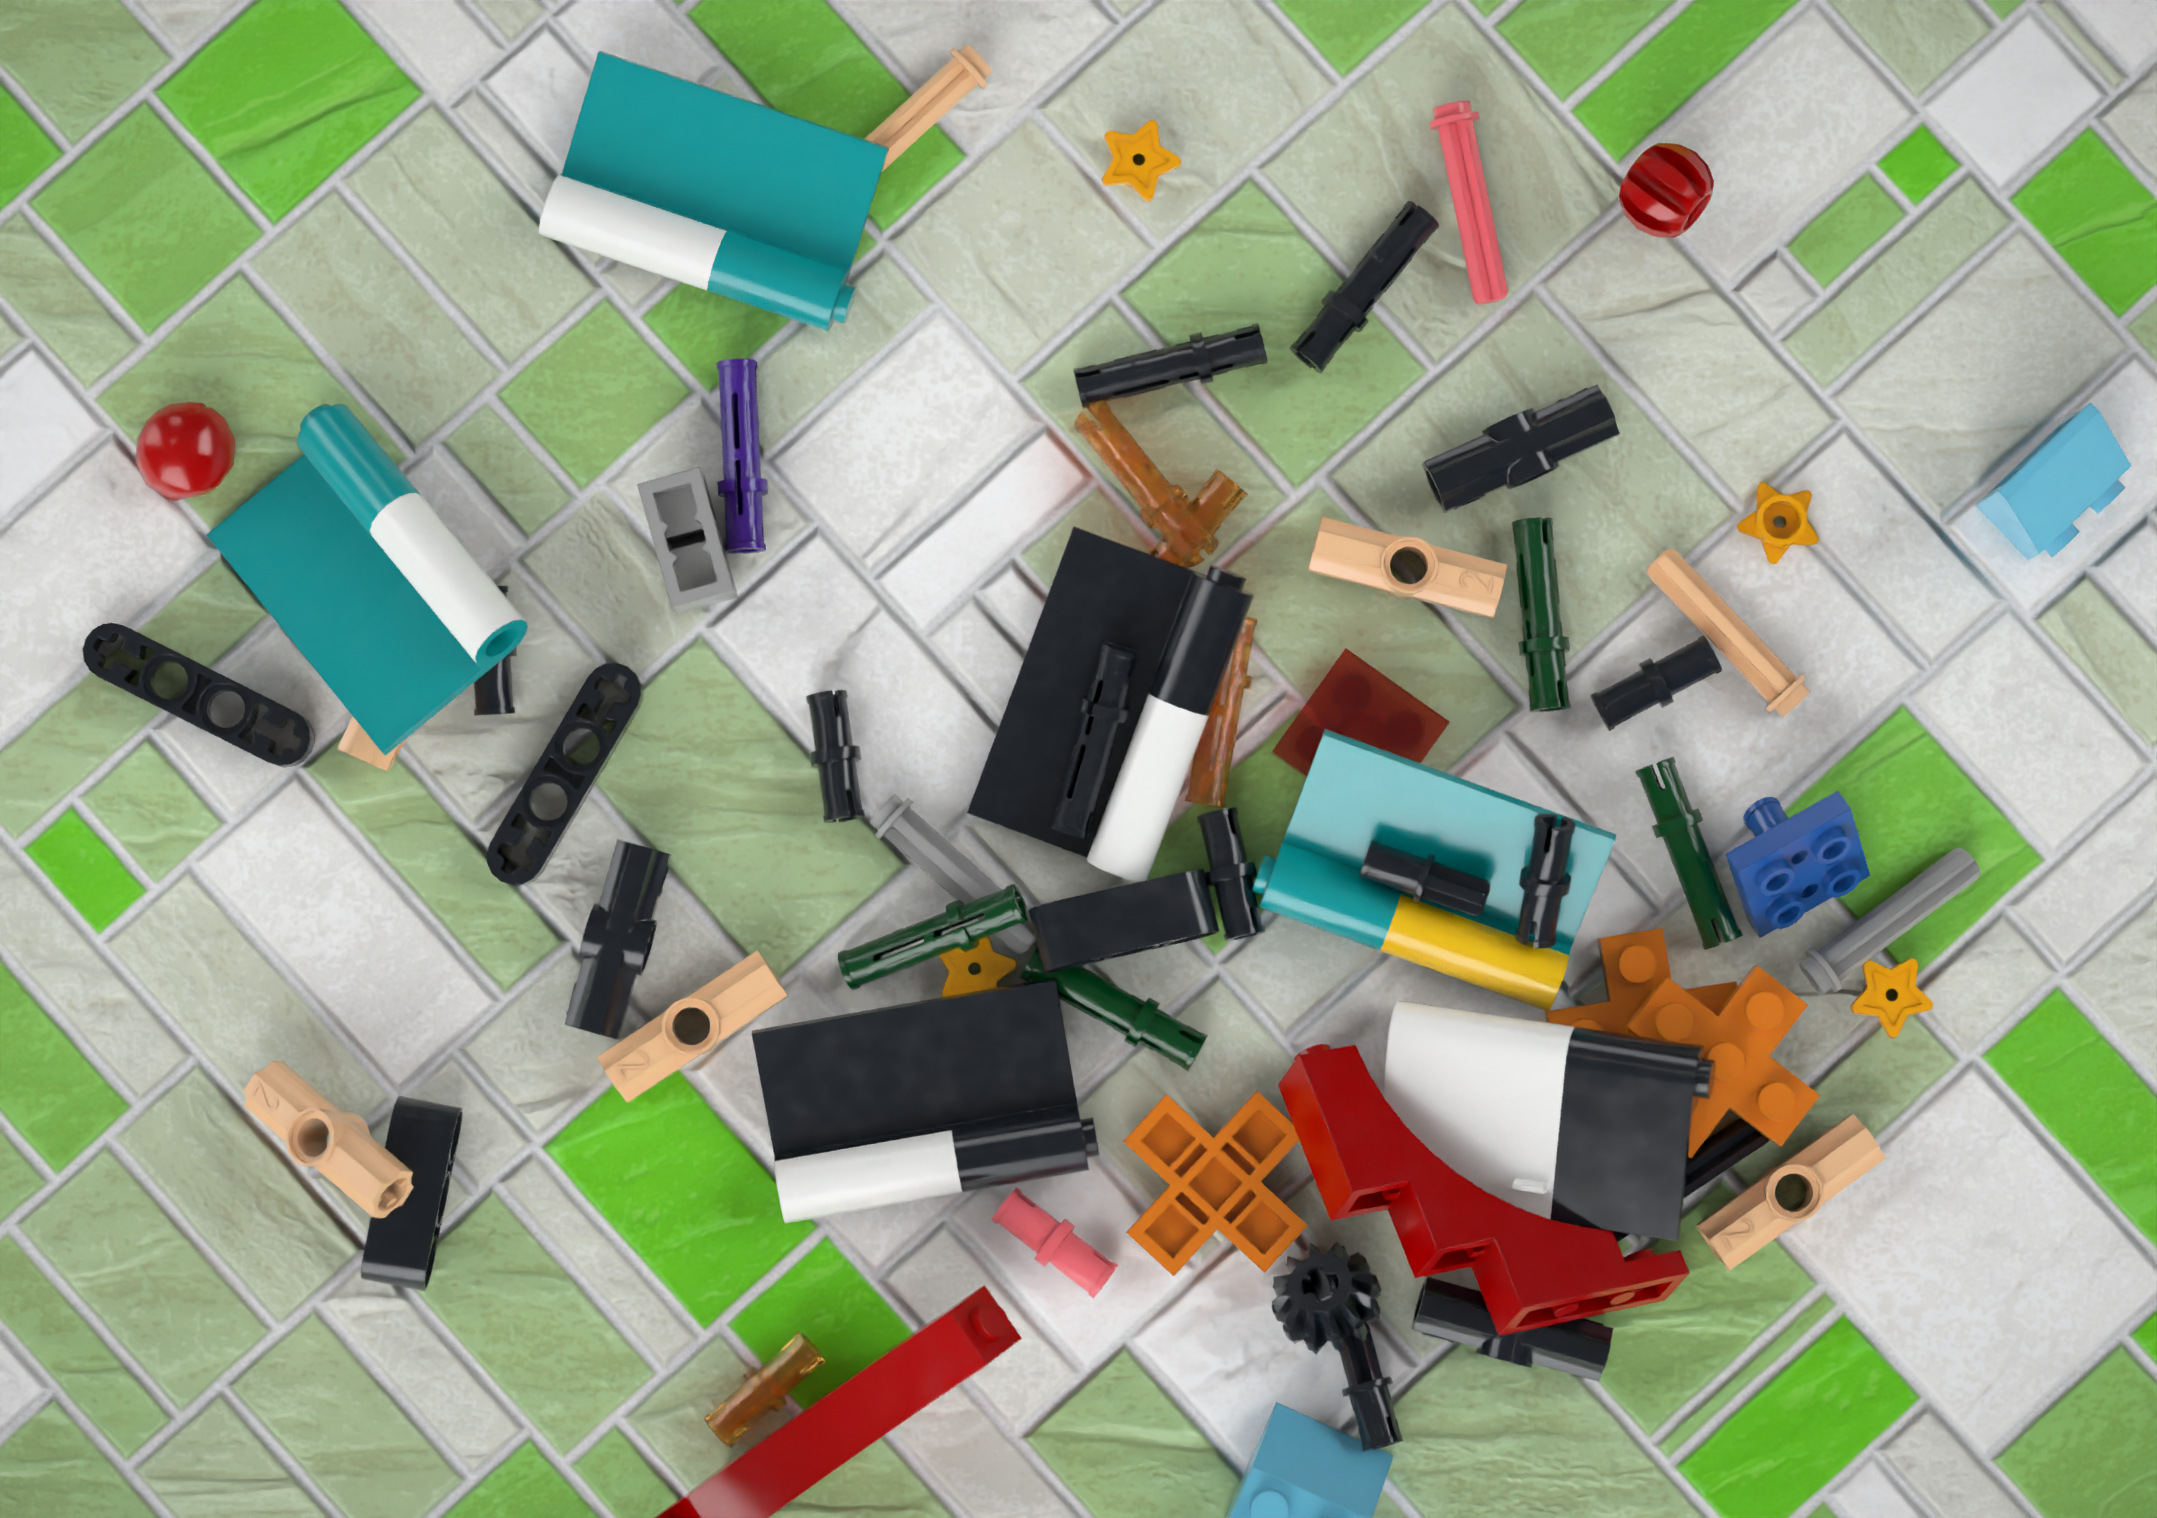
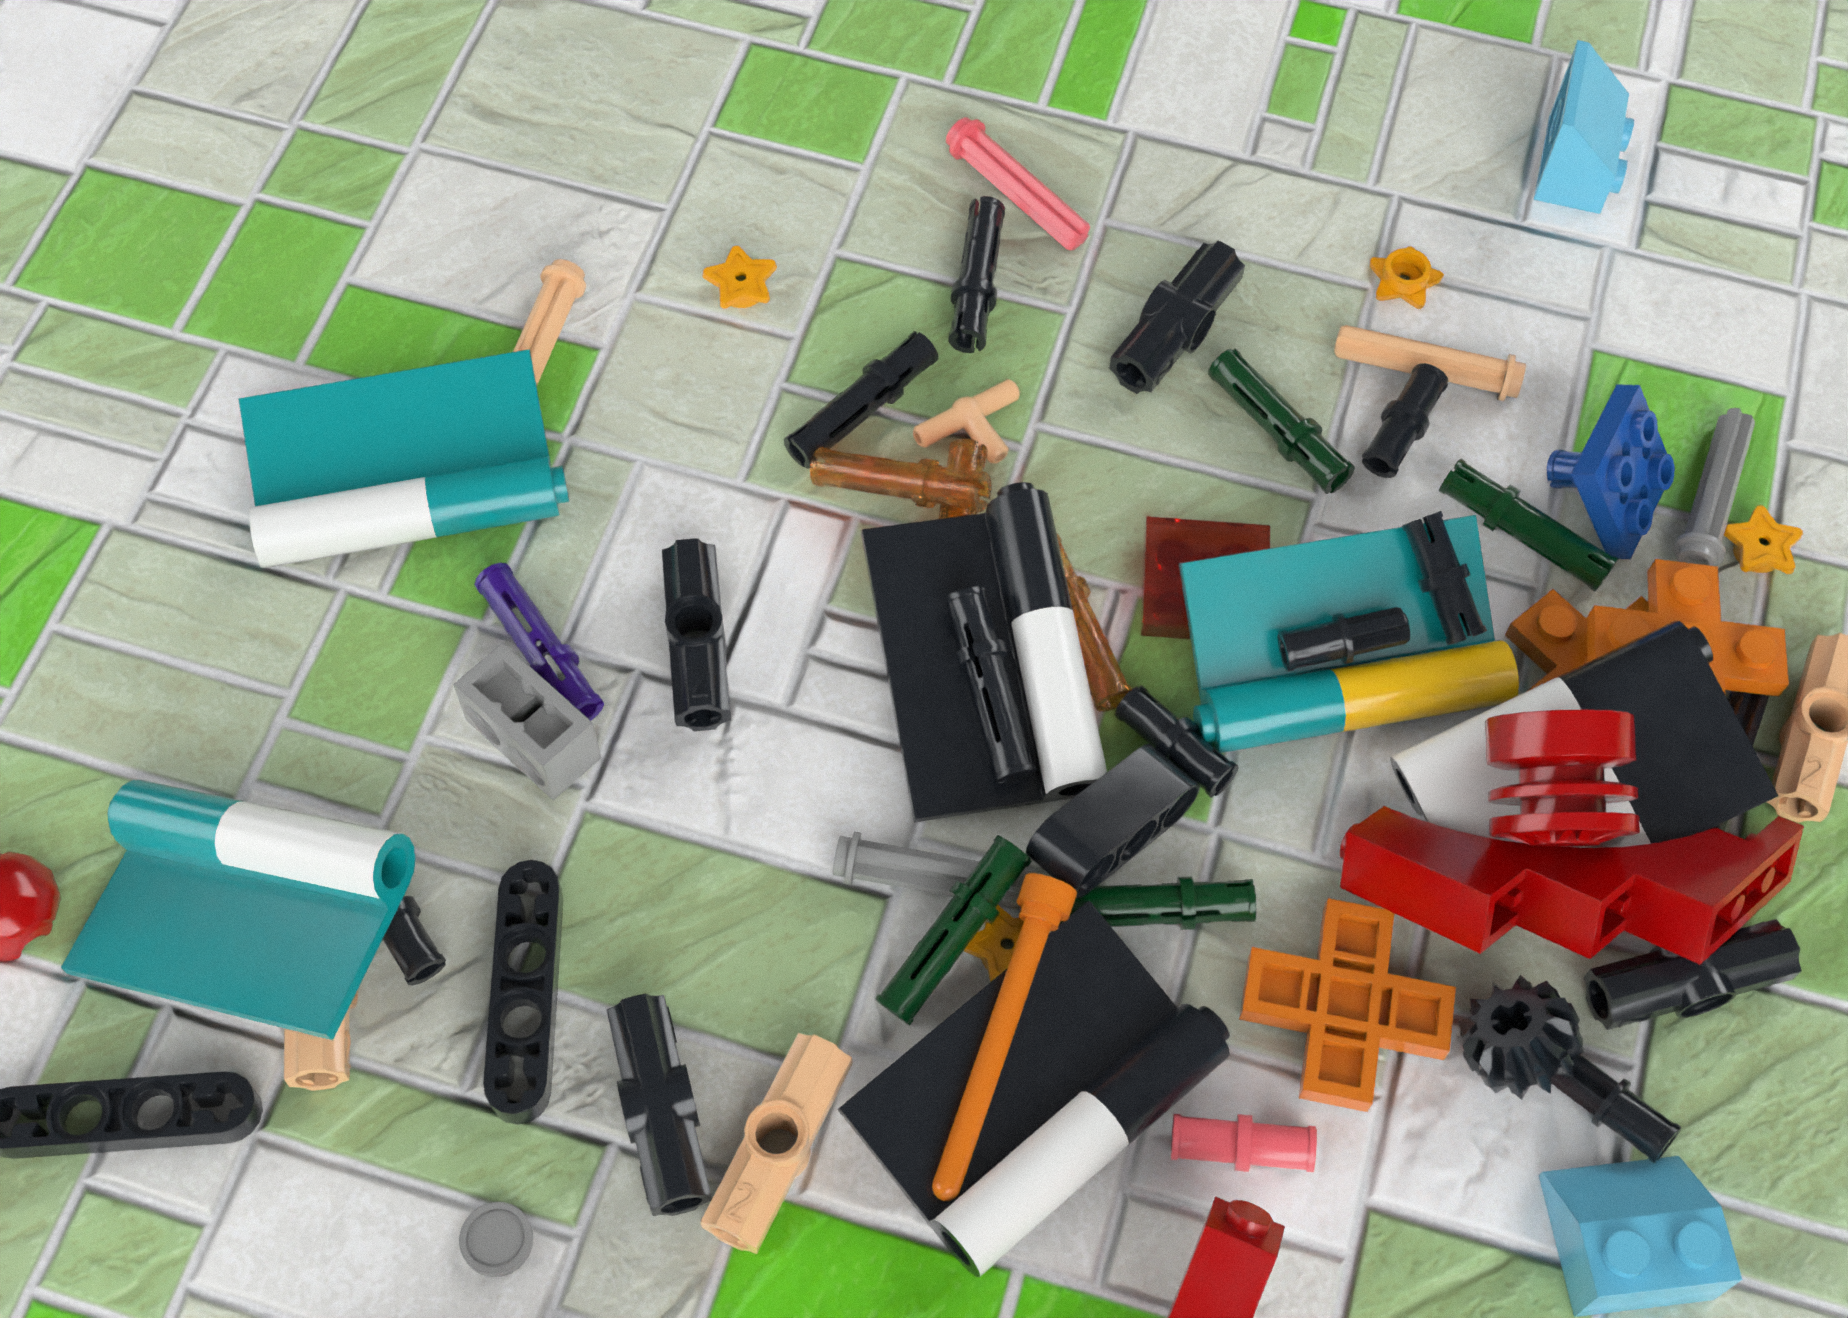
camera: 30 degrees left, 25 degrees down
(439, 968) = (496, 1239): none -> light grey piece
(835, 756) = (768, 835): black pin -> none
(894, 491) = (698, 663): none -> black piece
(1008, 970) = (1043, 905): none -> orange piece
(1260, 437) = (970, 415): none -> light nougat piece
(1448, 578) = (1180, 432): light nougat piece -> none
(1486, 1129) = (1562, 775): none -> red wheel
(1666, 190) = (1158, 97): red piece -> none

